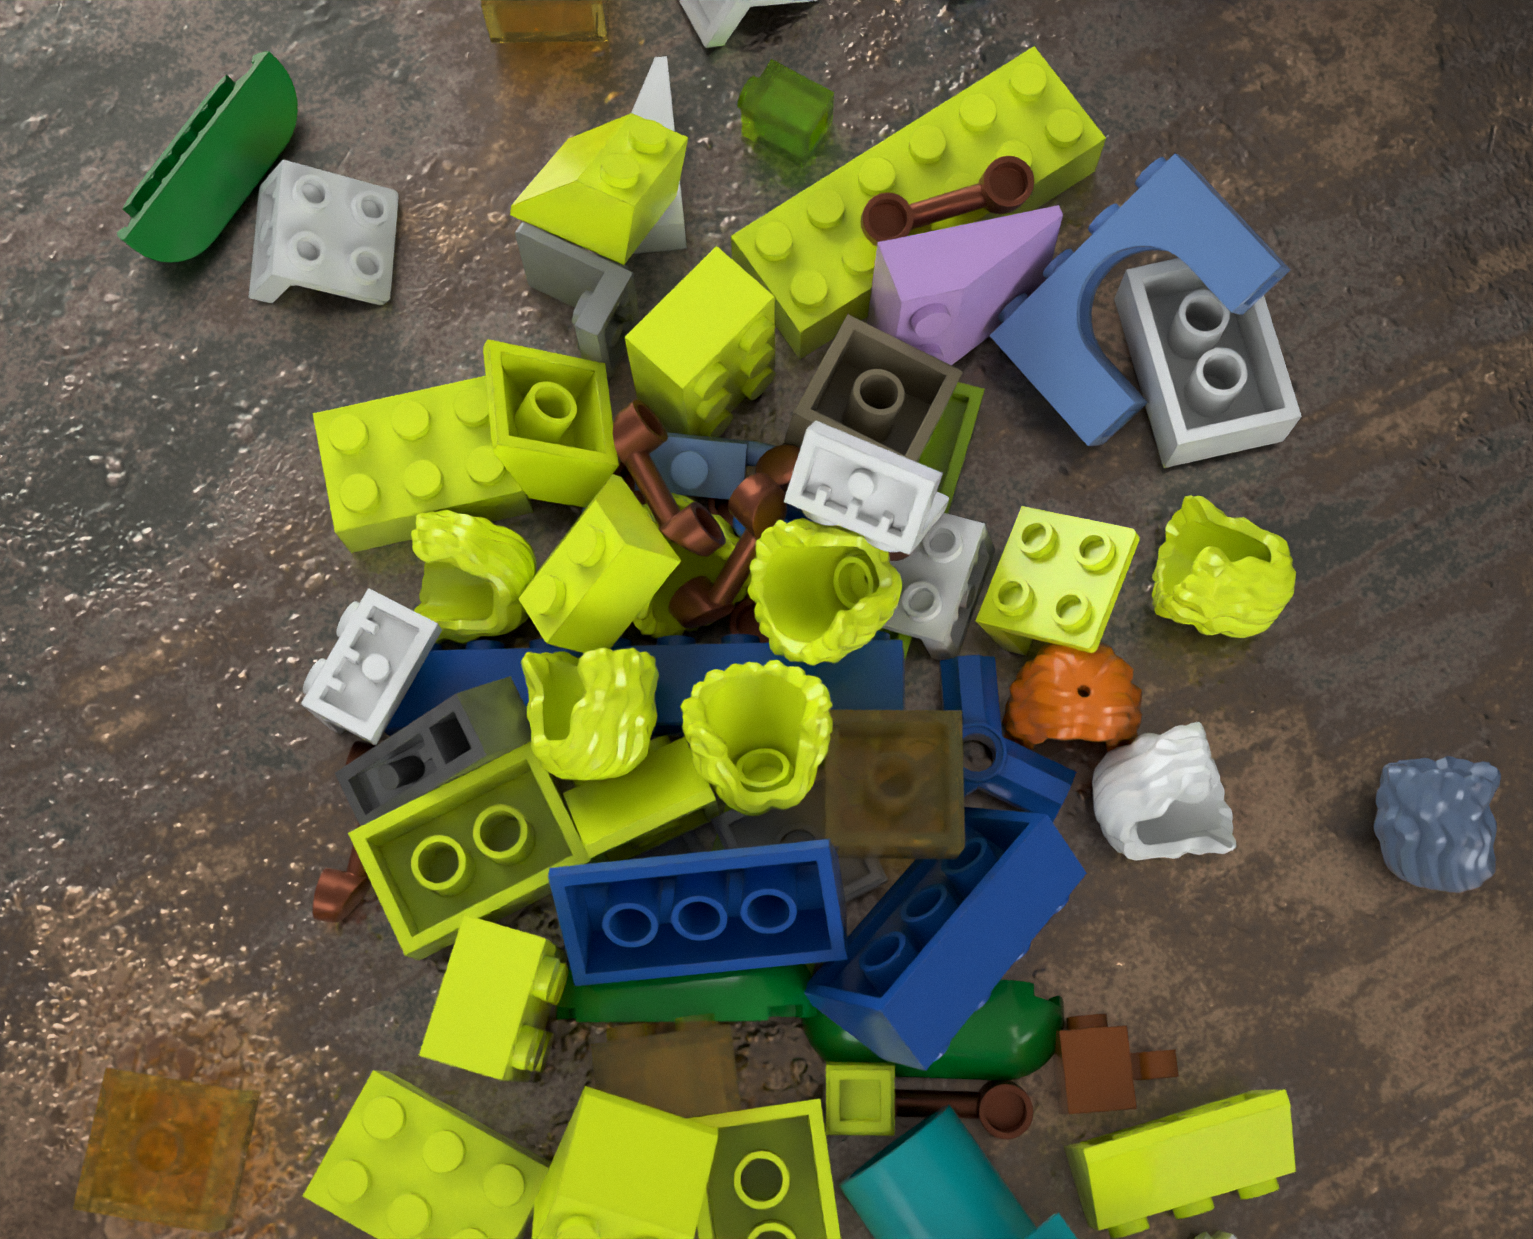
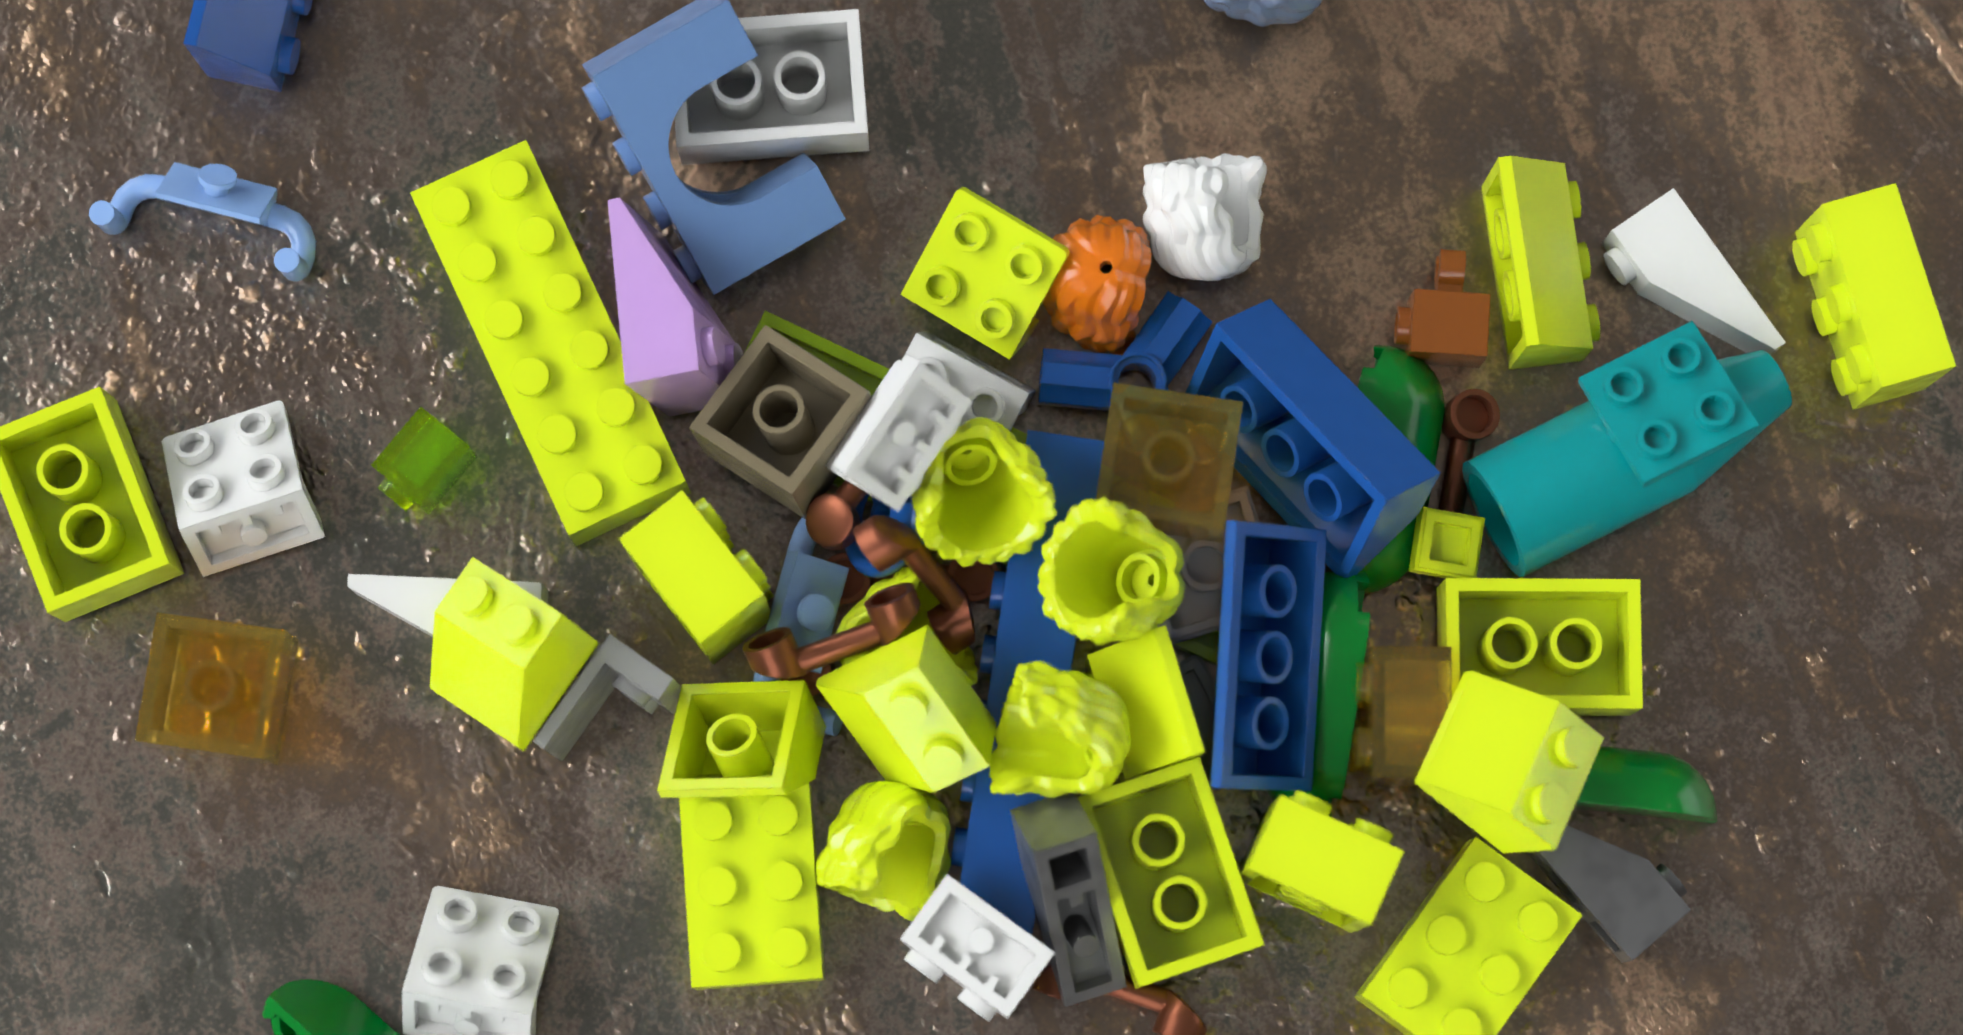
camera: 85 degrees left, 5 degrees up
(1000, 191) = (573, 255): copper bar -> none
(1221, 572) = (993, 118): neon yellow hair -> none

